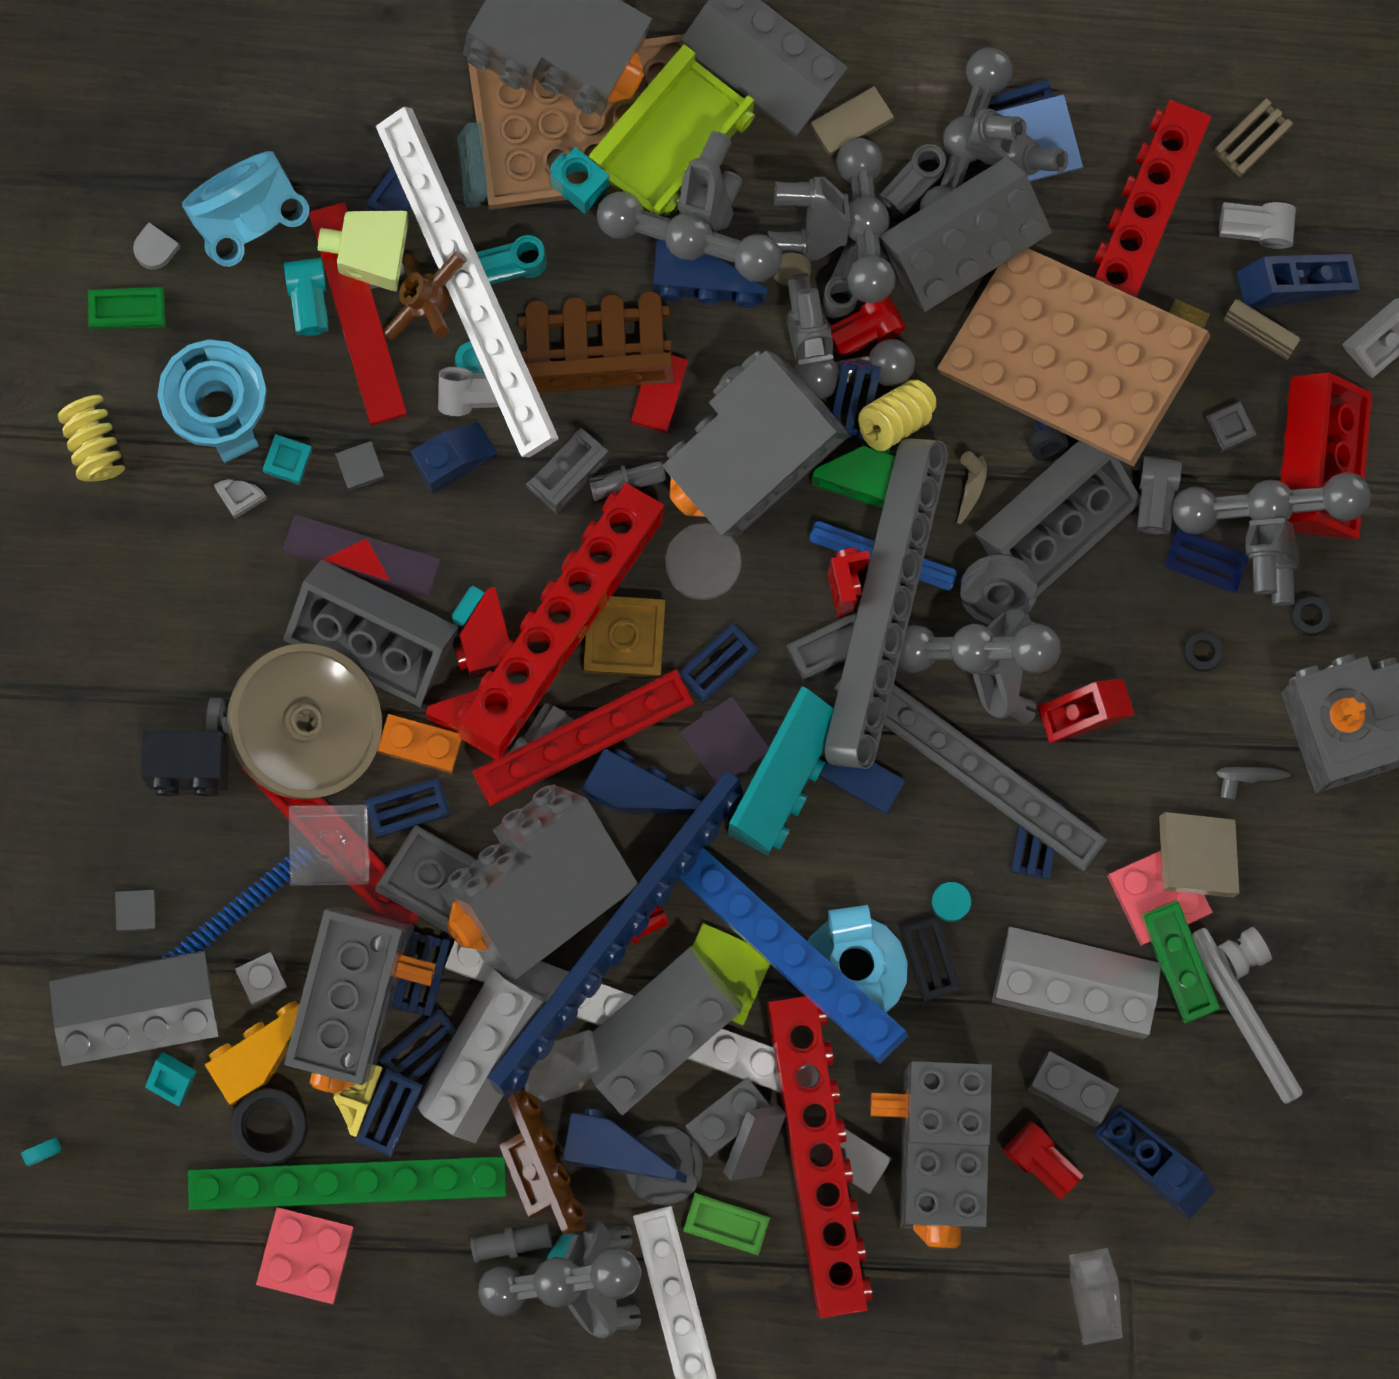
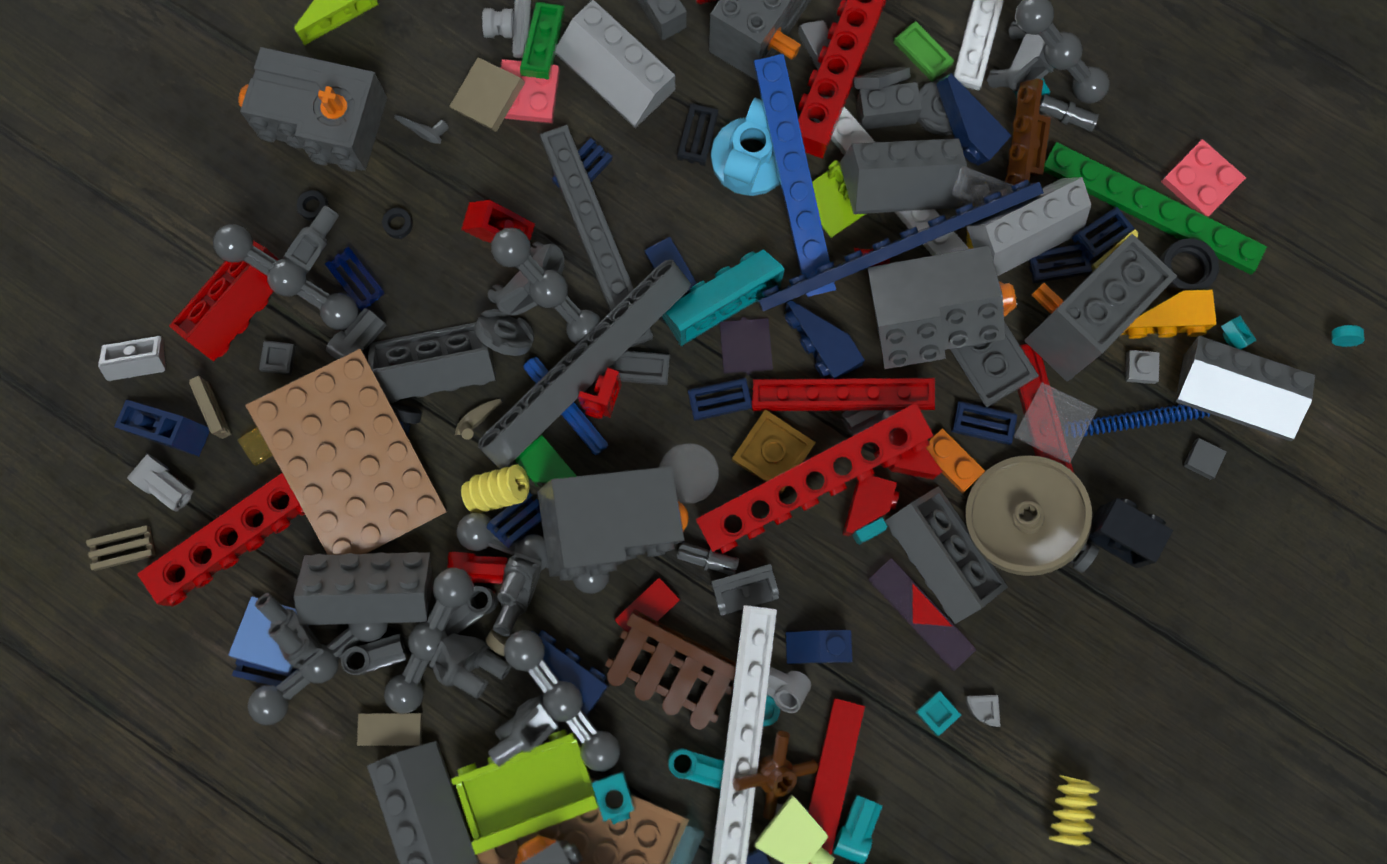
camera: 145 degrees left, 0 degrees up
(206, 369) = (999, 791): medium azure piece -> none
(359, 466) = (888, 679): dark grey tile -> none
(413, 1007) = (1016, 328): dark blue tile -> none
(951, 902) = (662, 160): teal tile -> none

